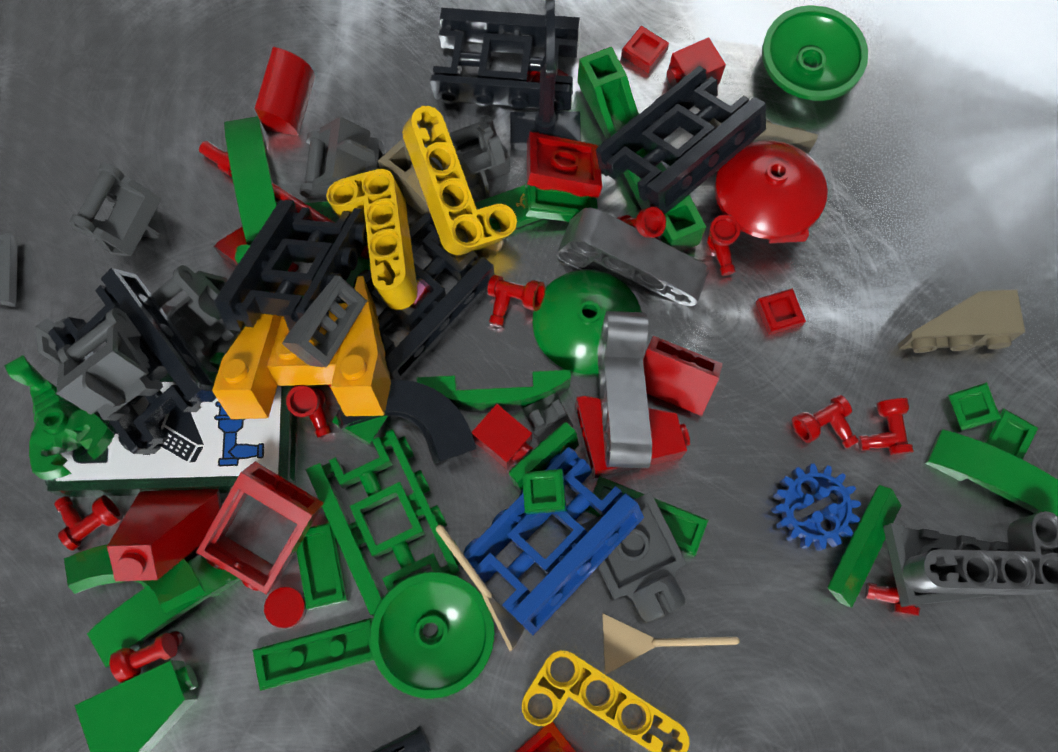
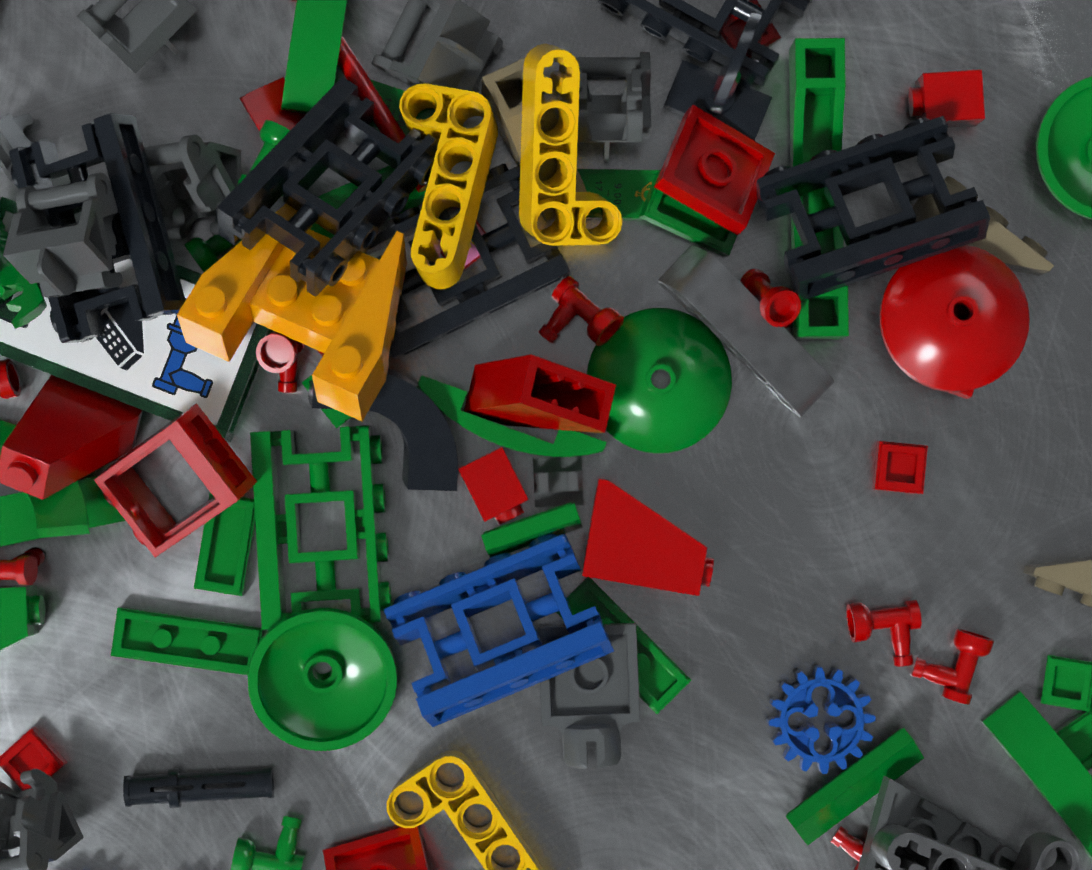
camera: 25 degrees right, 15 degrees up
(285, 607) = (170, 575): red tile -> none
(306, 327) = (320, 318): dark grey slope -> none
(508, 351) = (539, 395): none -> red slope
(508, 626) = (407, 707): tan piece -> none
(544, 491) = (511, 577): green tile -> none
(624, 390) = (652, 502): flat silver beam -> none
(626, 643) = (536, 775): tan piece -> none
(644, 49) = (899, 38): red tile -> none
(680, 375) = (735, 495): red brick -> none
(722, 233) = (869, 351): red piece -> none

